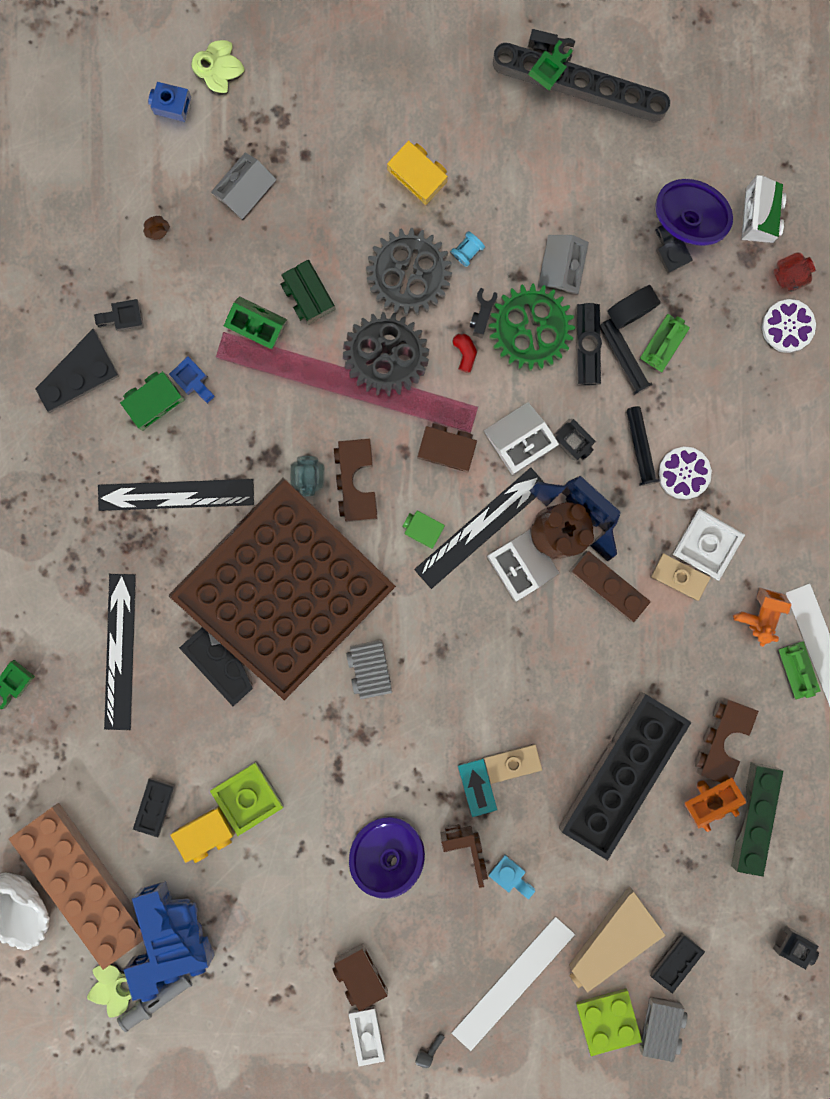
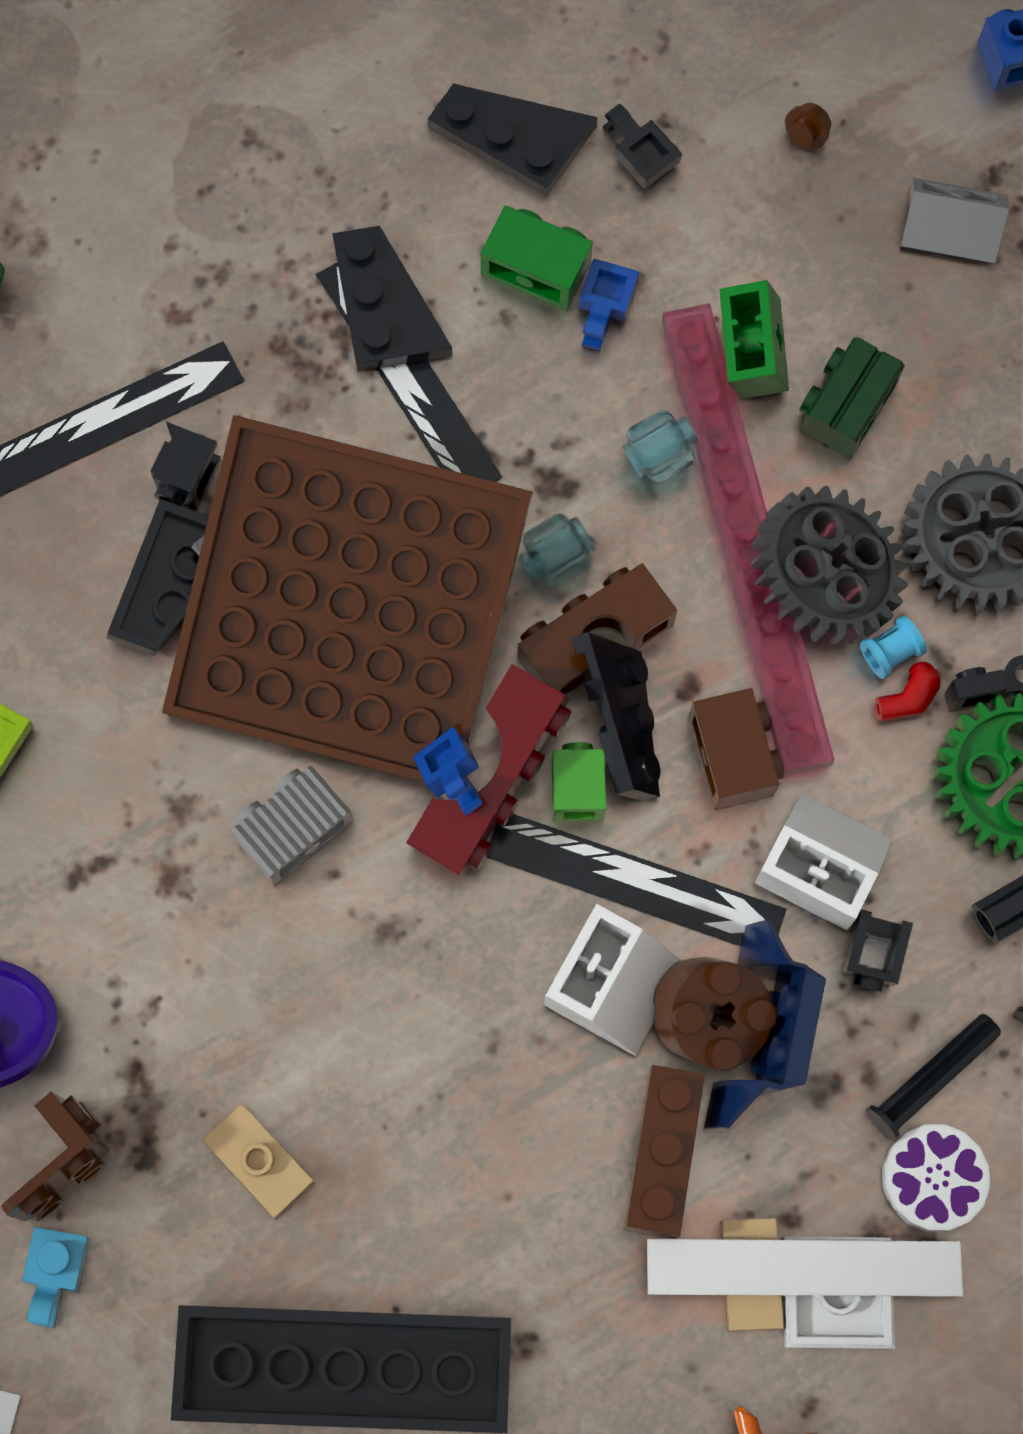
camera: 60 degrees right, 15 degrees down
(133, 487) = (383, 304): none -> black wing
(168, 628) = (185, 467): none -> black window
(283, 398) = (660, 446): none -> clear light blue head
(382, 539) = (525, 716): none -> dark red arch
(387, 588) = (446, 767): none -> blue plate
(398, 488) = (621, 695): none -> black wing
(439, 347) = (893, 647): none -> medium azure bush
(477, 787) = (182, 1122): teal tile -> none
(691, 554) = (804, 1267): none -> white sticker

